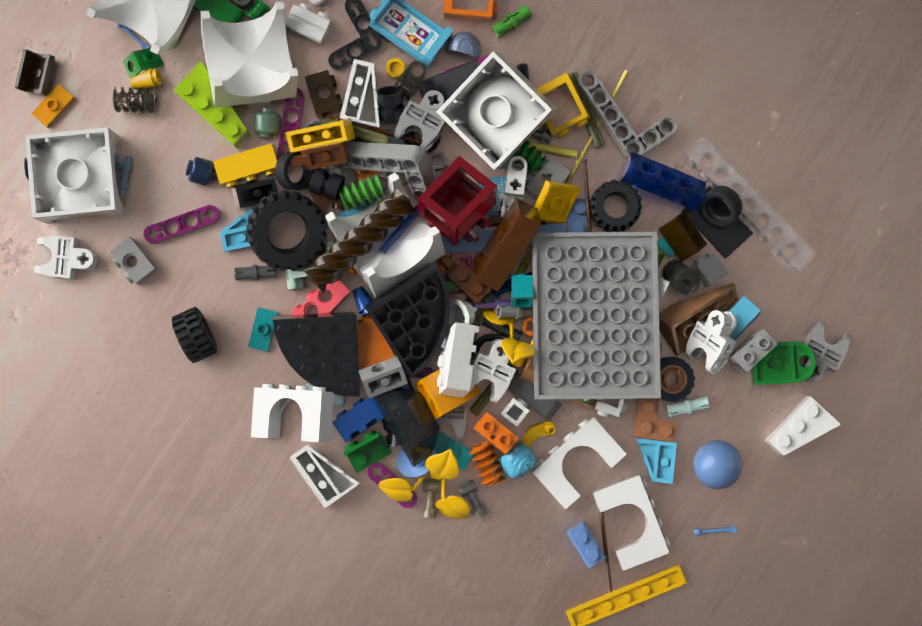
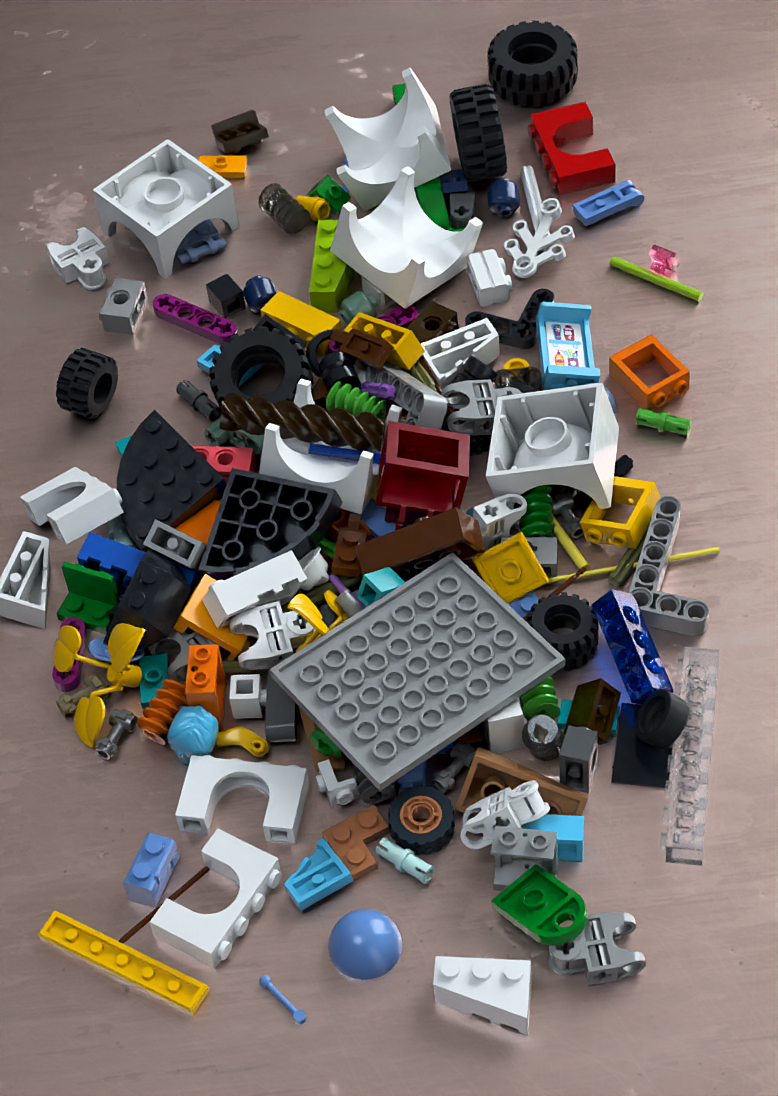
camera: 55 degrees right, 35 degrees down
(181, 192) = (225, 296): none -> black panel
(362, 172) = (380, 390): none -> medium lavender axle

